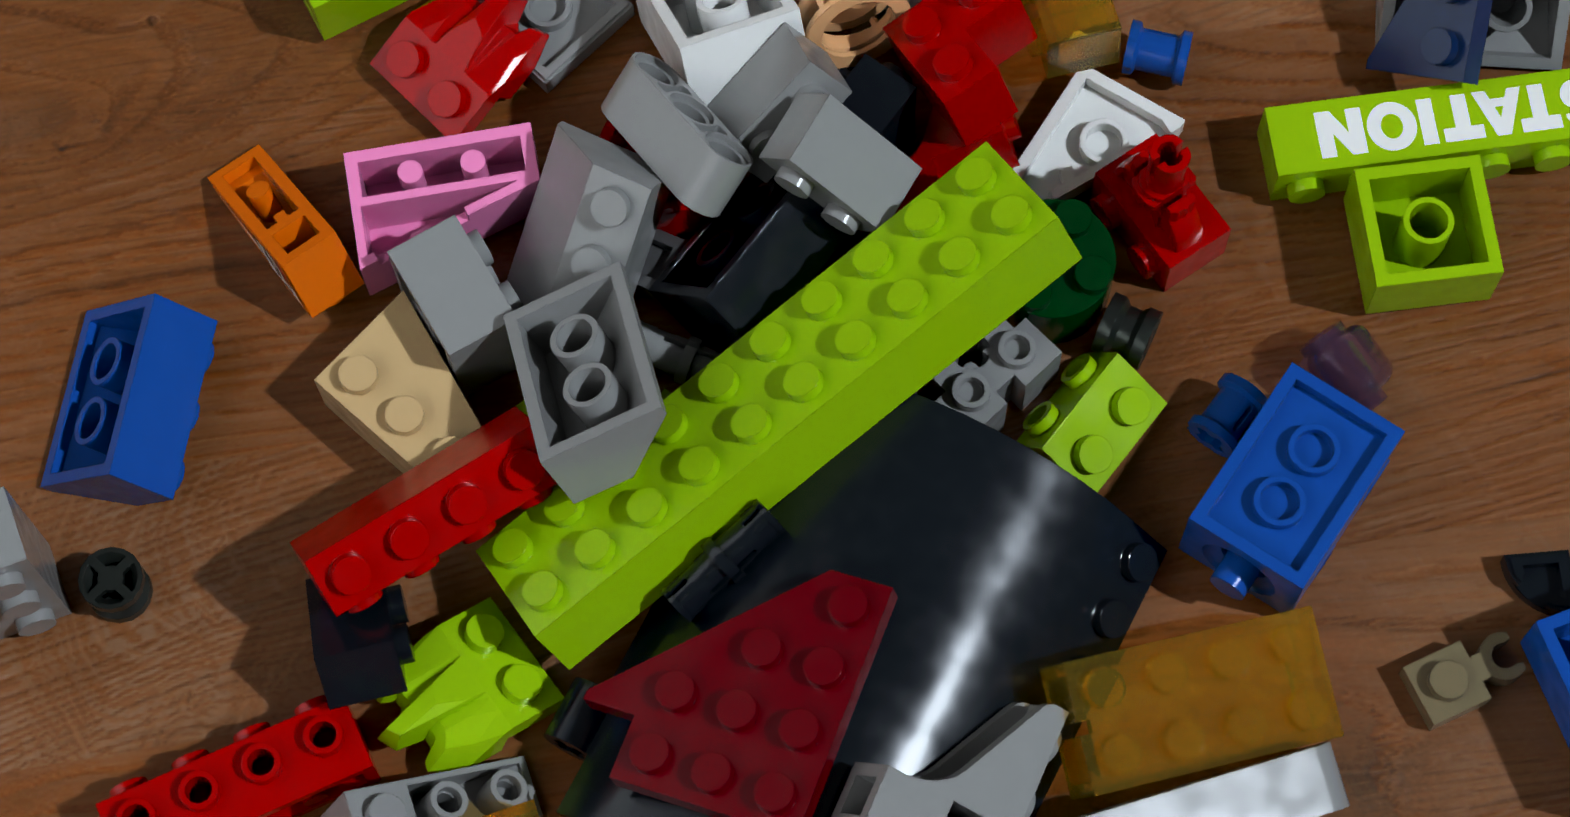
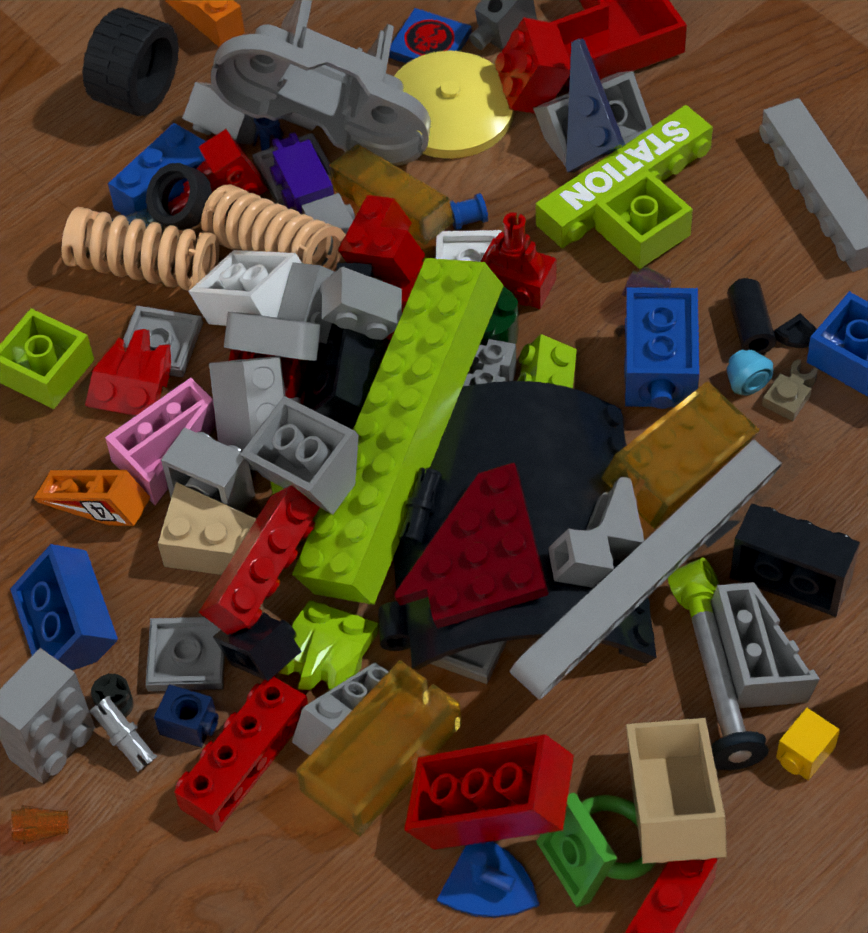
camera: 30 degrees left, 15 degrees down
(88, 659) = (123, 733): none -> light grey pin
(183, 660) = (181, 702): none -> dark blue brick
(253, 576) = (184, 655): none -> light grey tile
(1126, 330) = (535, 325): pearl dark grey wheel -> none
(1227, 414) = (608, 338): blue bush -> none
(1408, 609) = (749, 372): none -> medium azure cone
(1482, 510) = (751, 316): none -> black brick

